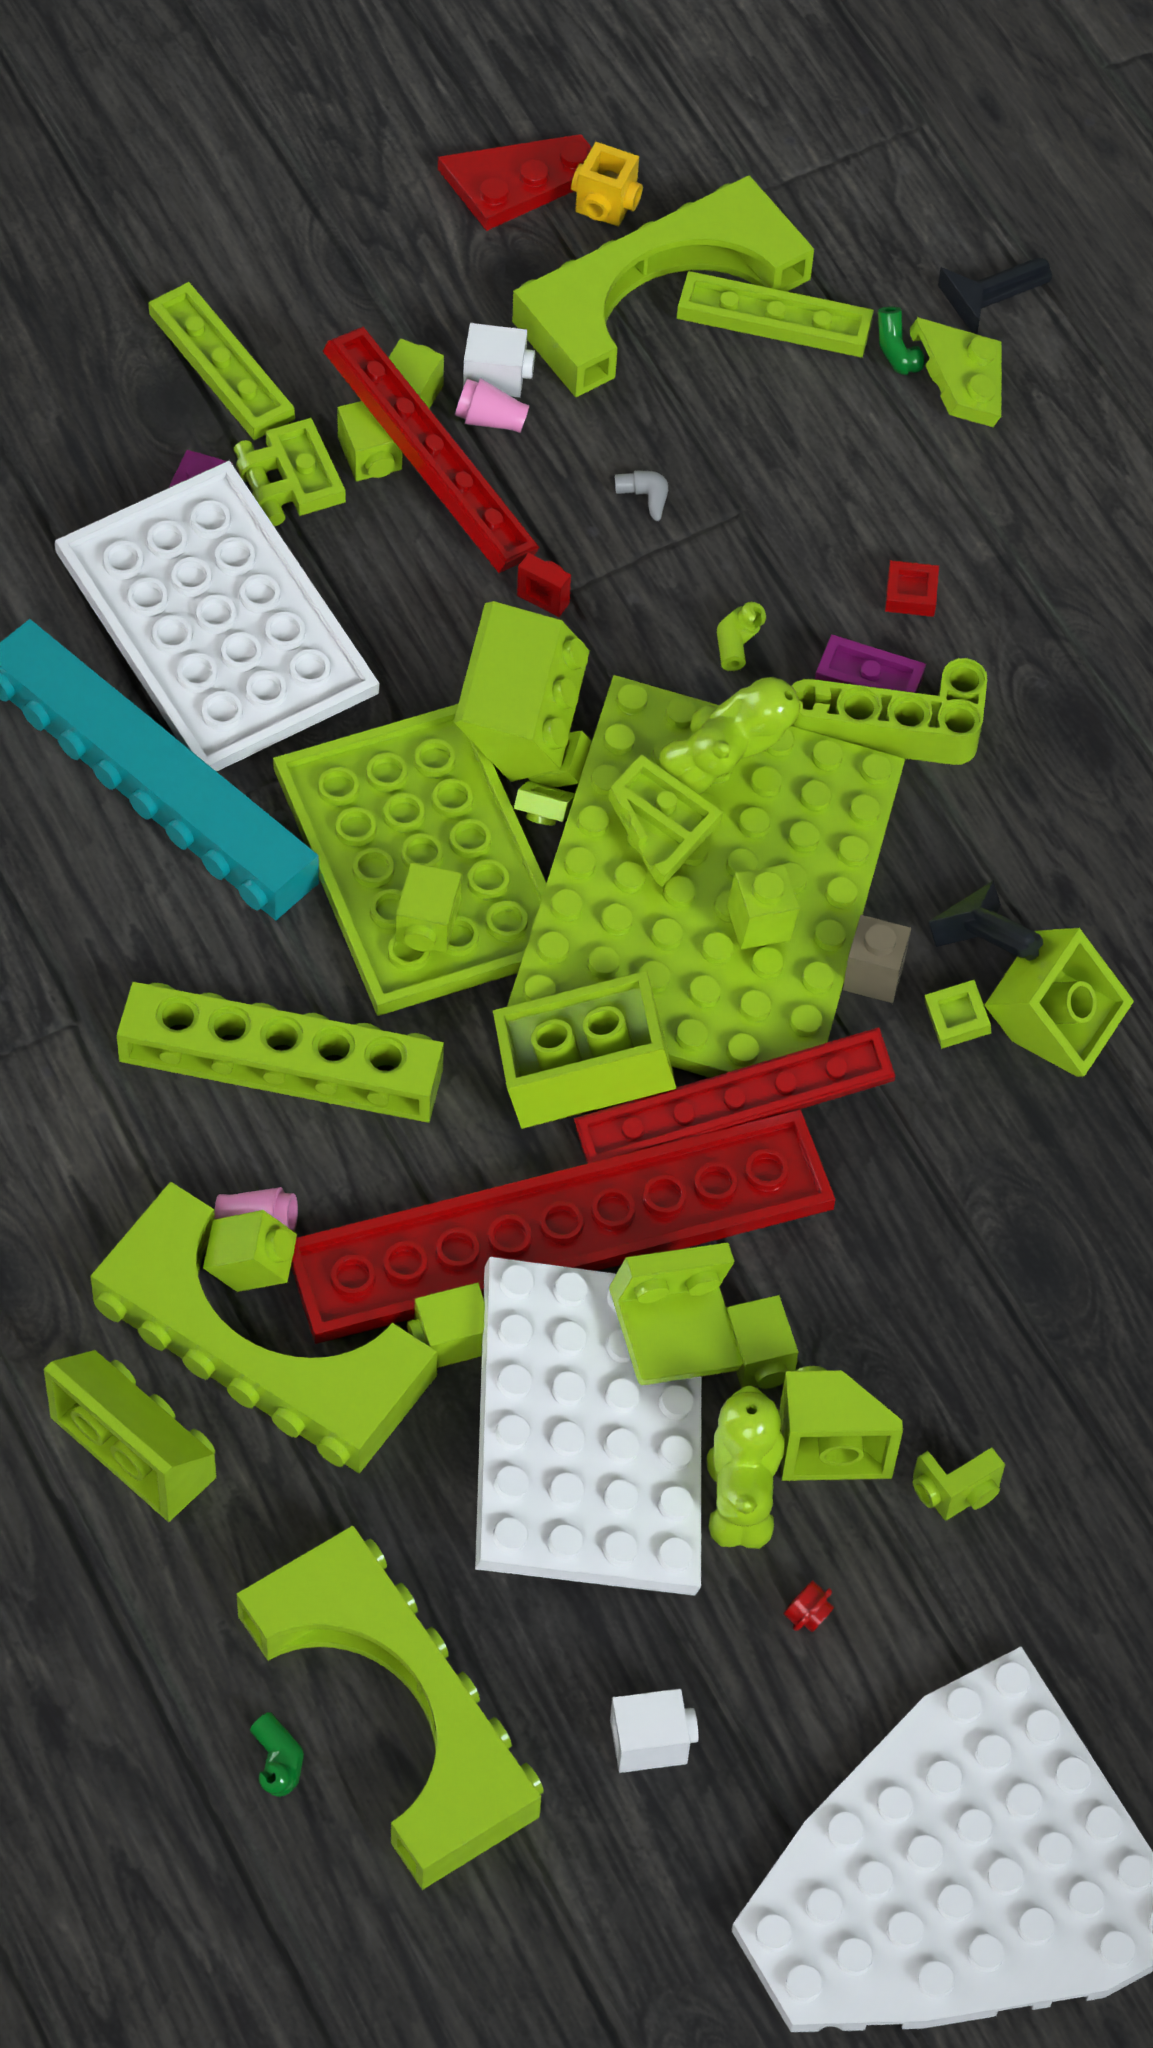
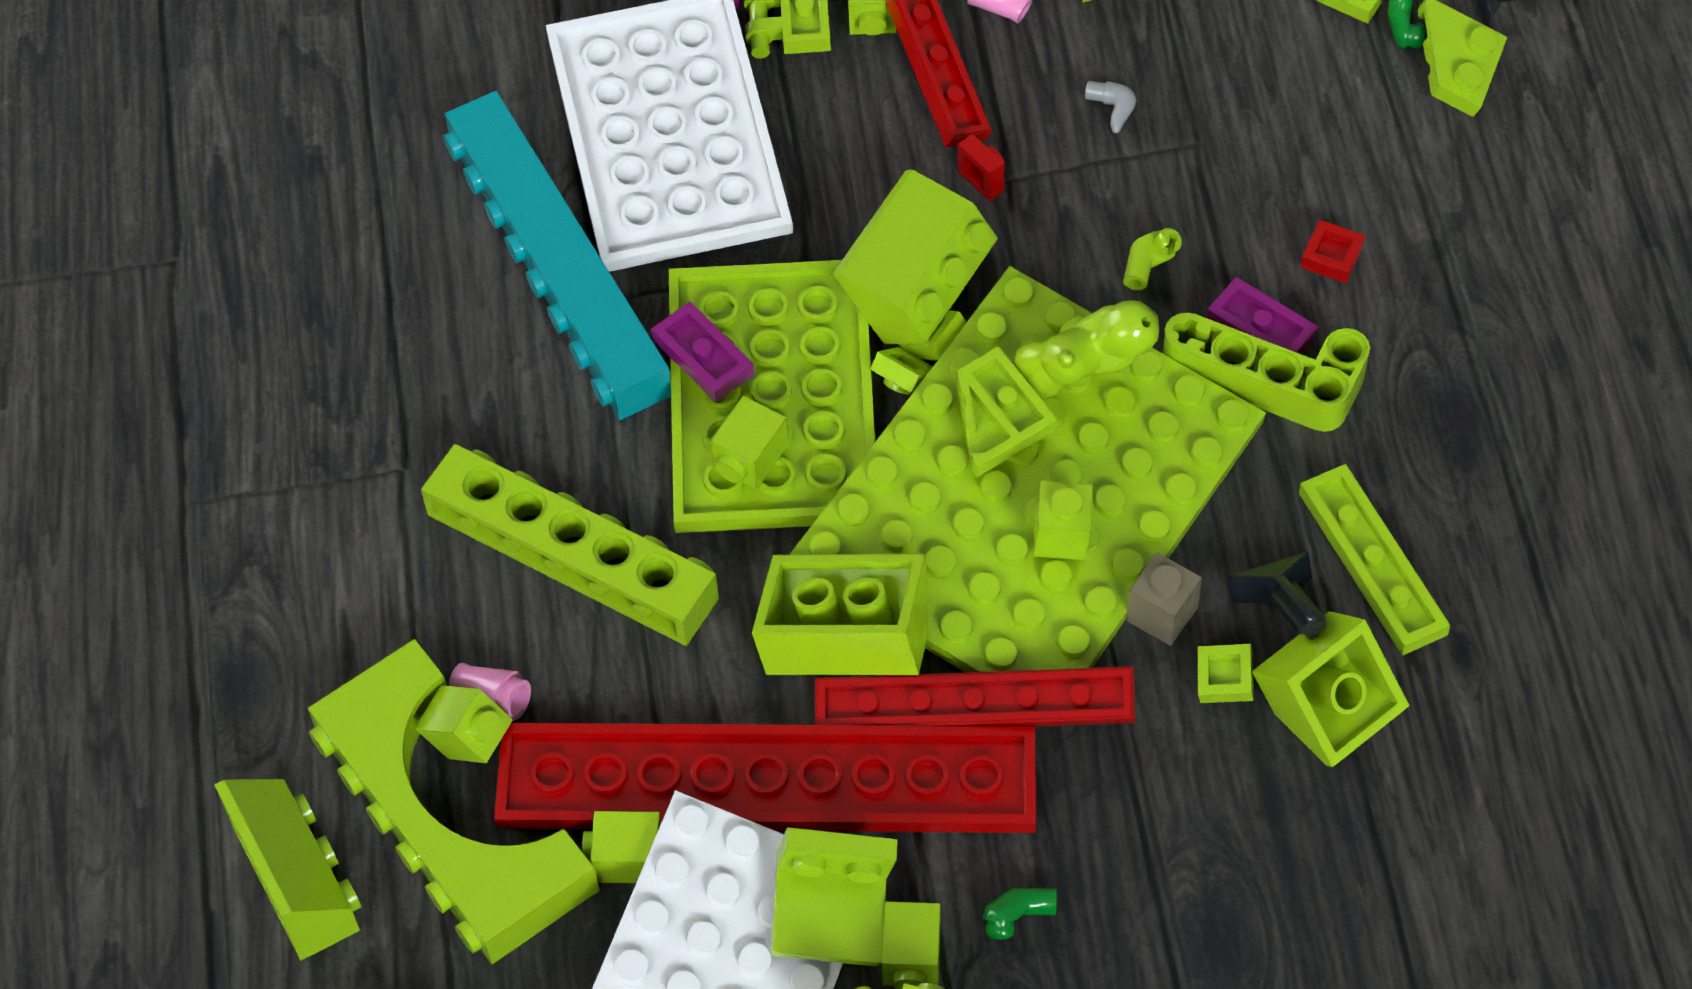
camera: 25 degrees right, 0 degrees up
(345, 830) = (702, 351): none -> magenta plate
(841, 1279) = (1015, 903): none -> green arm
(1055, 872) = (1374, 559): none -> lime plate

